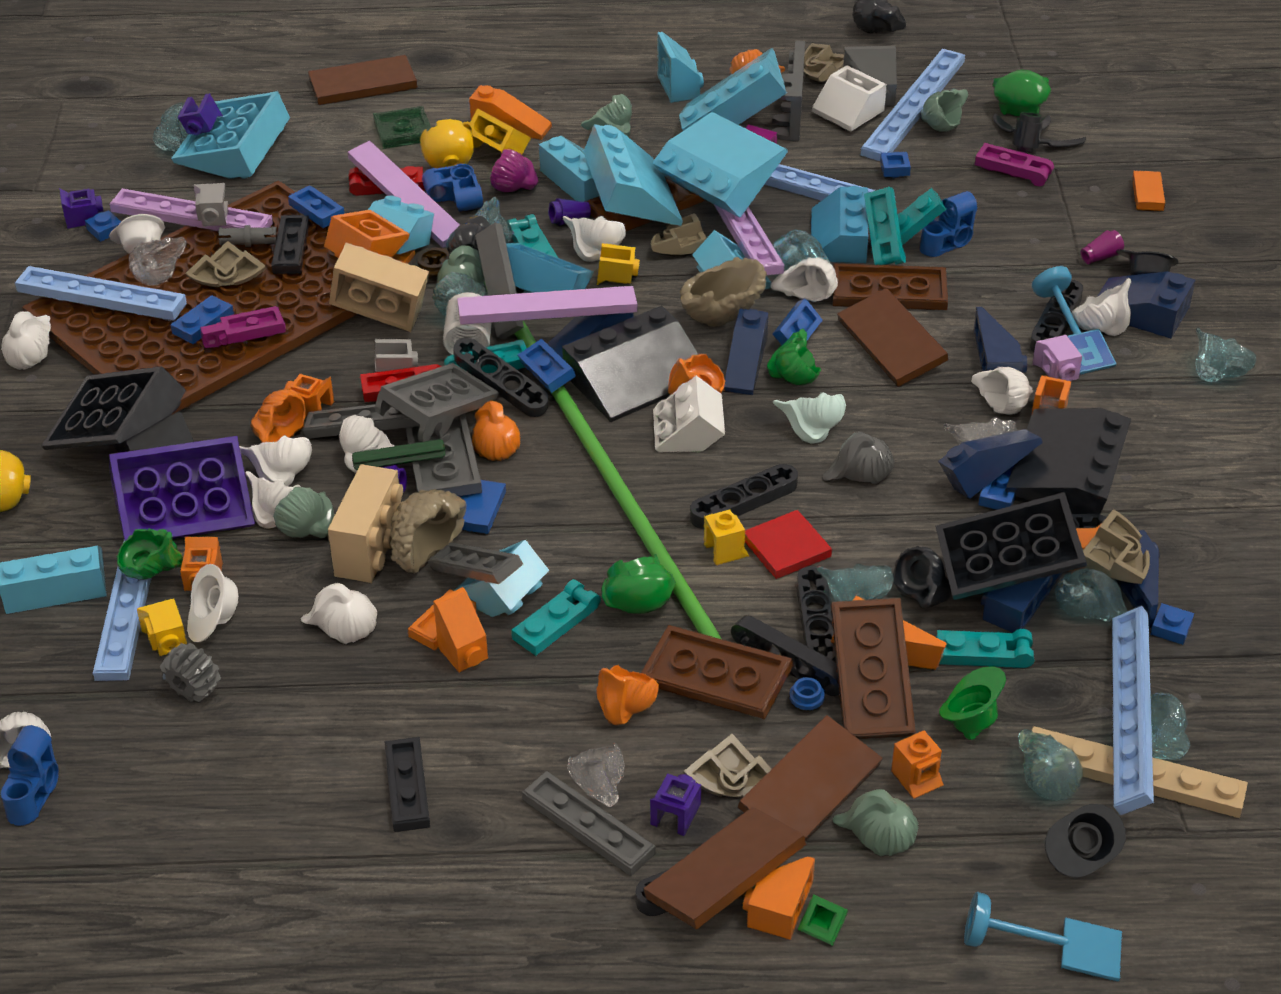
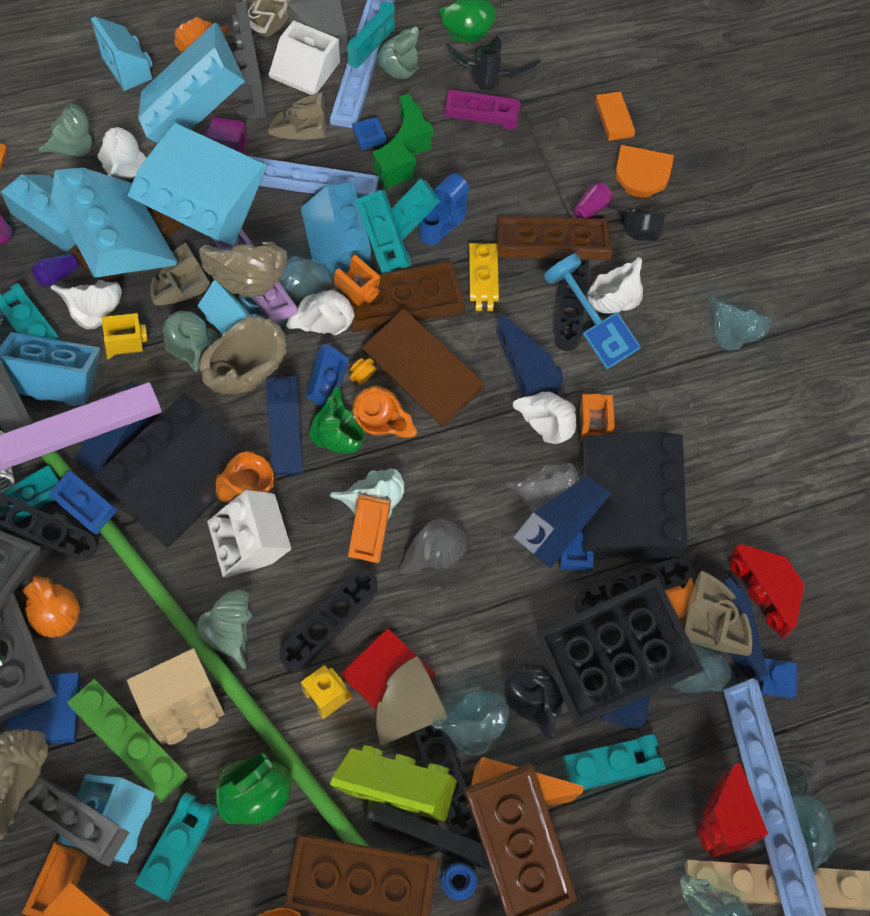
camera: 20 degrees left, 20 degrees up
(529, 525) = (127, 740): none -> bright green plate
(590, 498) = (176, 698): none -> tan brick
(650, 473) = (225, 625): none -> sand green hair
(653, 135) = (120, 154): none -> white hair
(672, 272) = (187, 337): none -> sand green hair
(745, 219) = (245, 268): none -> dark tan hair
(775, 604) = (396, 782): none -> lime slope
(797, 560) = (407, 703): none -> dark tan brick
(802, 433) = (369, 528): none -> orange tile
(833, 328) = (362, 370): none -> light orange plate
(835, 146) = (302, 121): none -> dark tan brick
(840, 354) = (382, 414): none -> orange hair
(852, 263) = (359, 282): none -> orange window
(919, 90) = (371, 35): none -> teal plate
(935, 172) = (396, 160): none -> green arch
(974, 283) = (483, 274): none -> yellow hinge
(974, 702) = (626, 850): green piece -> none
(1034, 261) = (553, 237): none -> reddish brown tile
(1058, 358) = (589, 360): lavender window -> none
(1083, 694) = (731, 816): none -> red slope
(1156, 300) = (664, 258): dark blue slope -> none
(1164, 234) = (643, 171): none -> orange tile
(1187, 549) = (771, 585): none -> red slope

